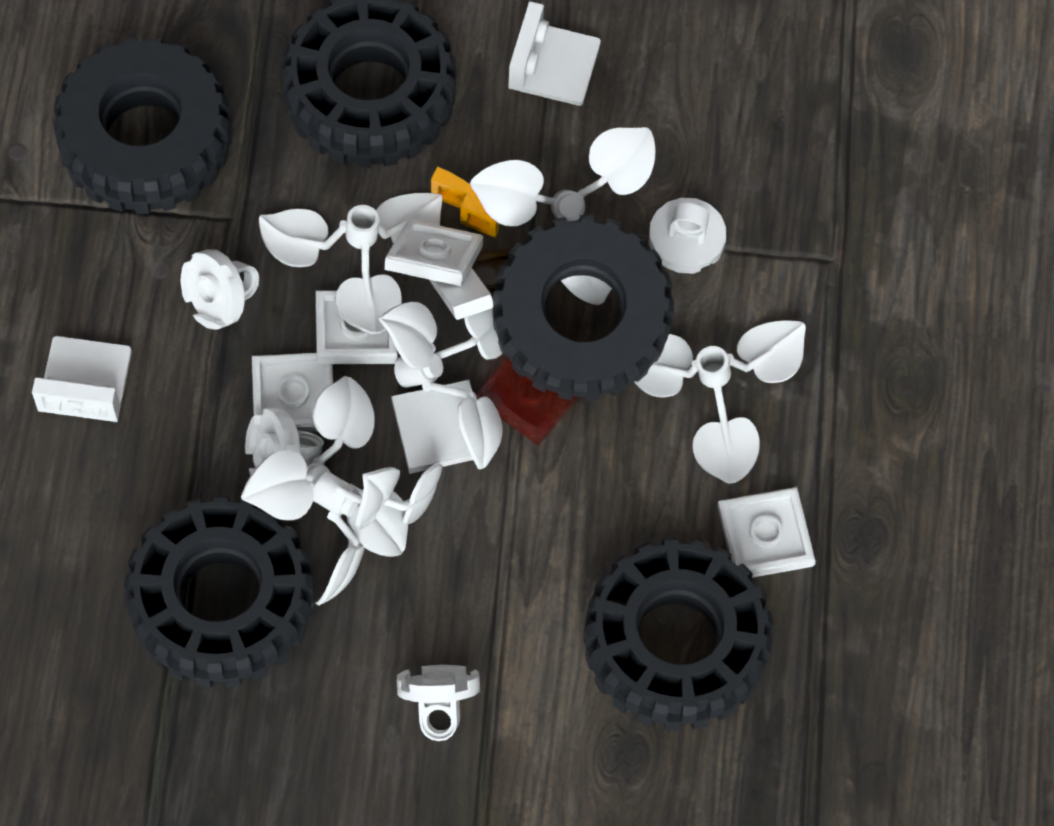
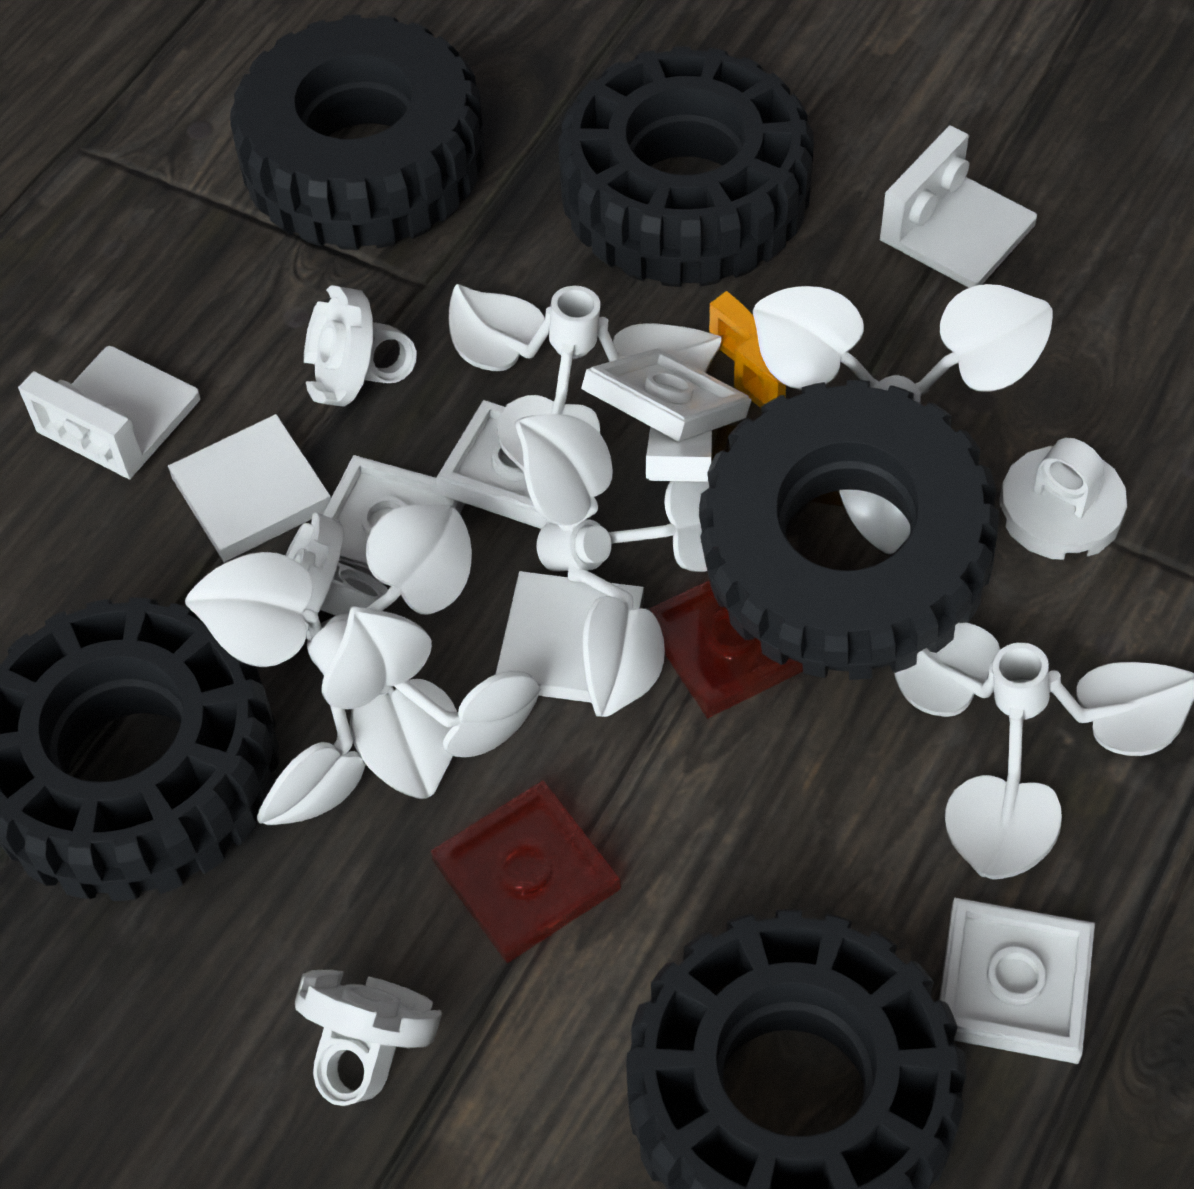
camera: 30 degrees right, 10 degrees down
(196, 399) = (250, 487): none -> white tile
(478, 574) = (525, 871): none -> clear red tile

